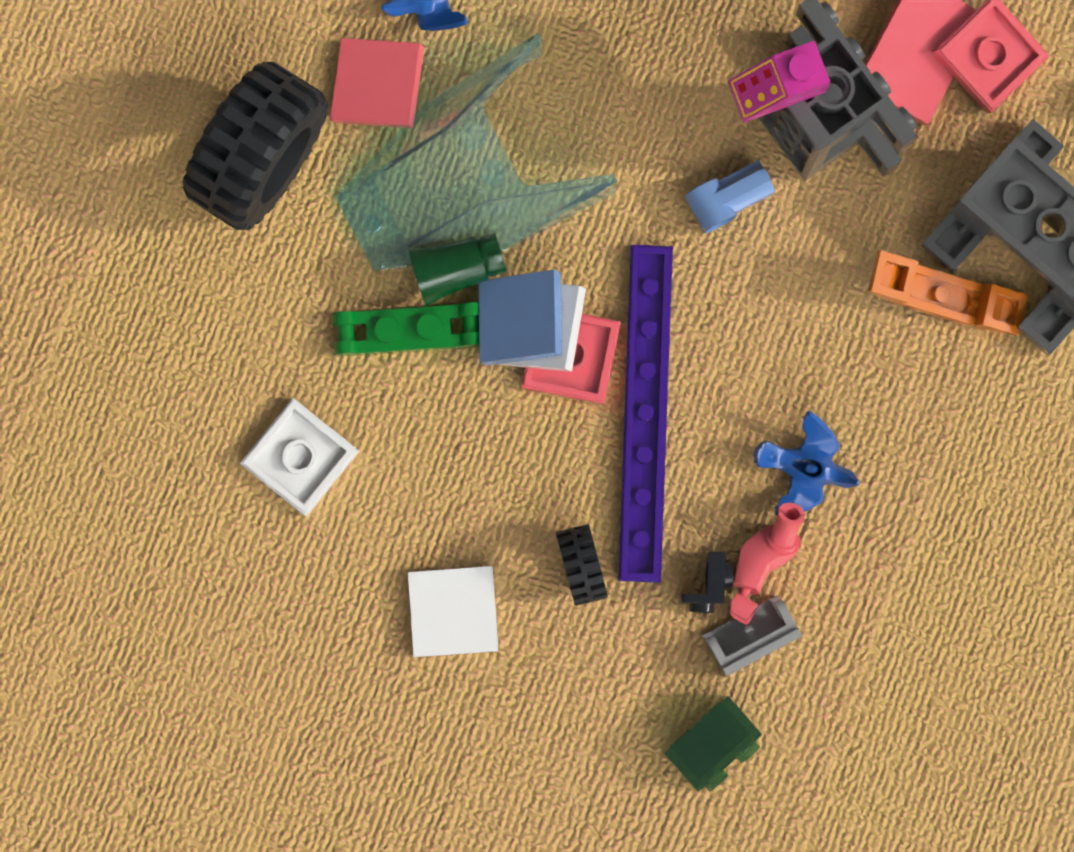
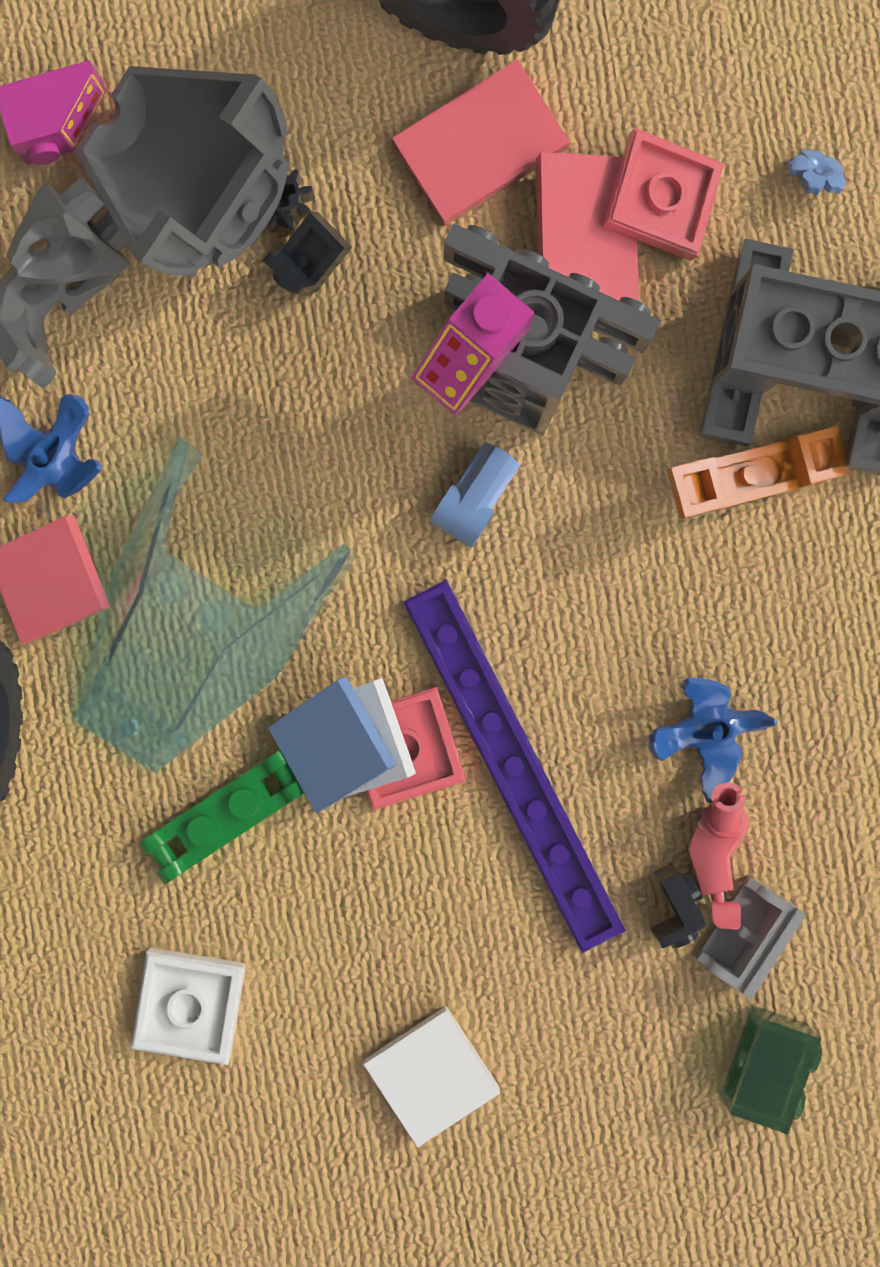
camera: 30 degrees left, 5 degrees up
(456, 265) = (233, 729): dark green plant -> none
(581, 565) = (537, 967): black tyre -> none

